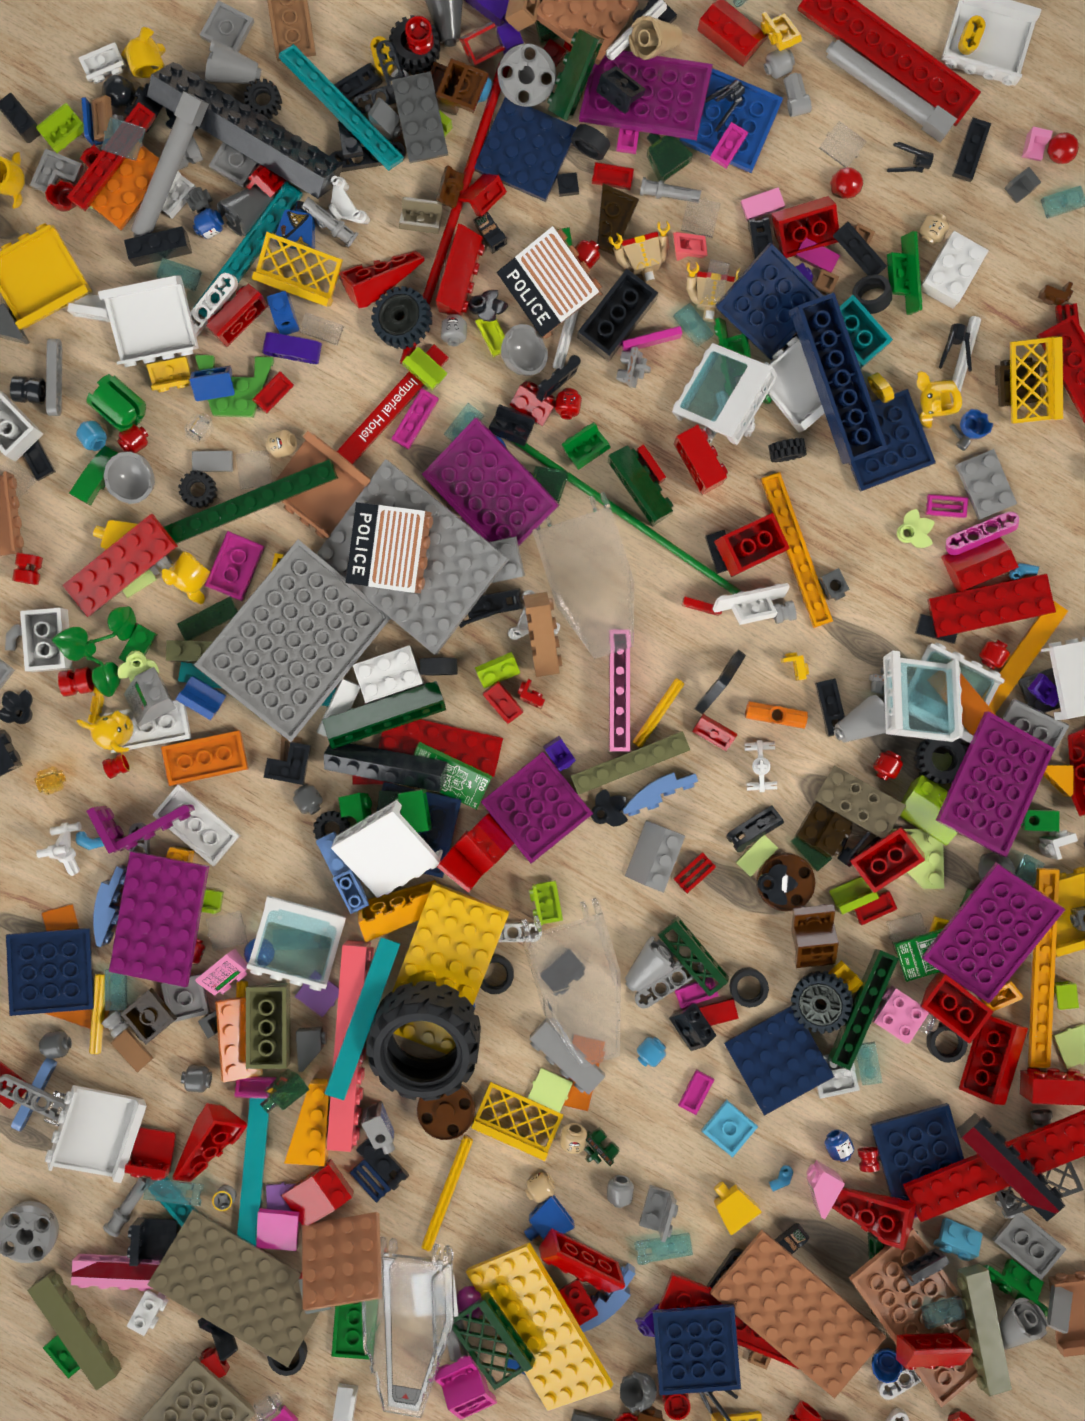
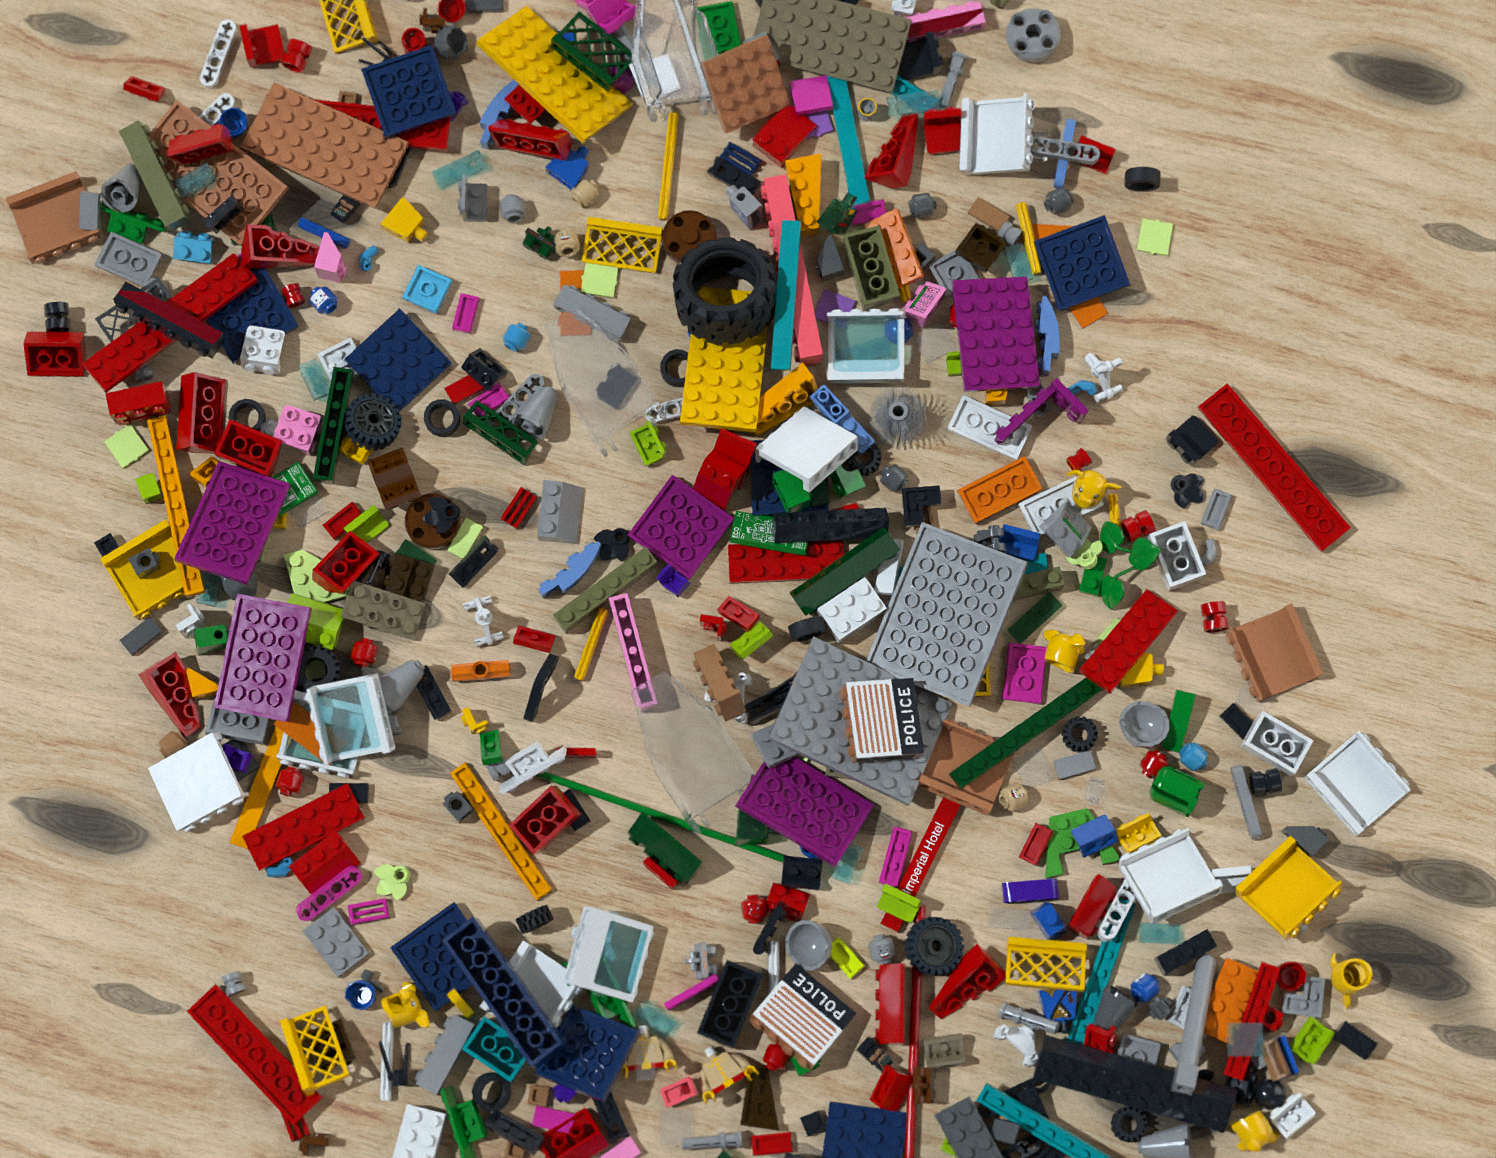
camera: 160 degrees right, 10 degrees down
(50, 780) = (1135, 431): clear yellow head -> none
(221, 711) = (992, 535): none -> dark grey brick
(282, 869) = (898, 416): none -> light grey piece
(487, 305) = (853, 983): black plate -> none
(585, 446) = (726, 873): green bracket -> none
(700, 459) = (614, 887): red brick -> none
(786, 633) = (490, 747): none -> green plate
(827, 1223) = (318, 230): none -> blue axle
(904, 347) = (445, 1054): none -> light grey brick
(915, 1109) = (262, 350): none -> white bracket

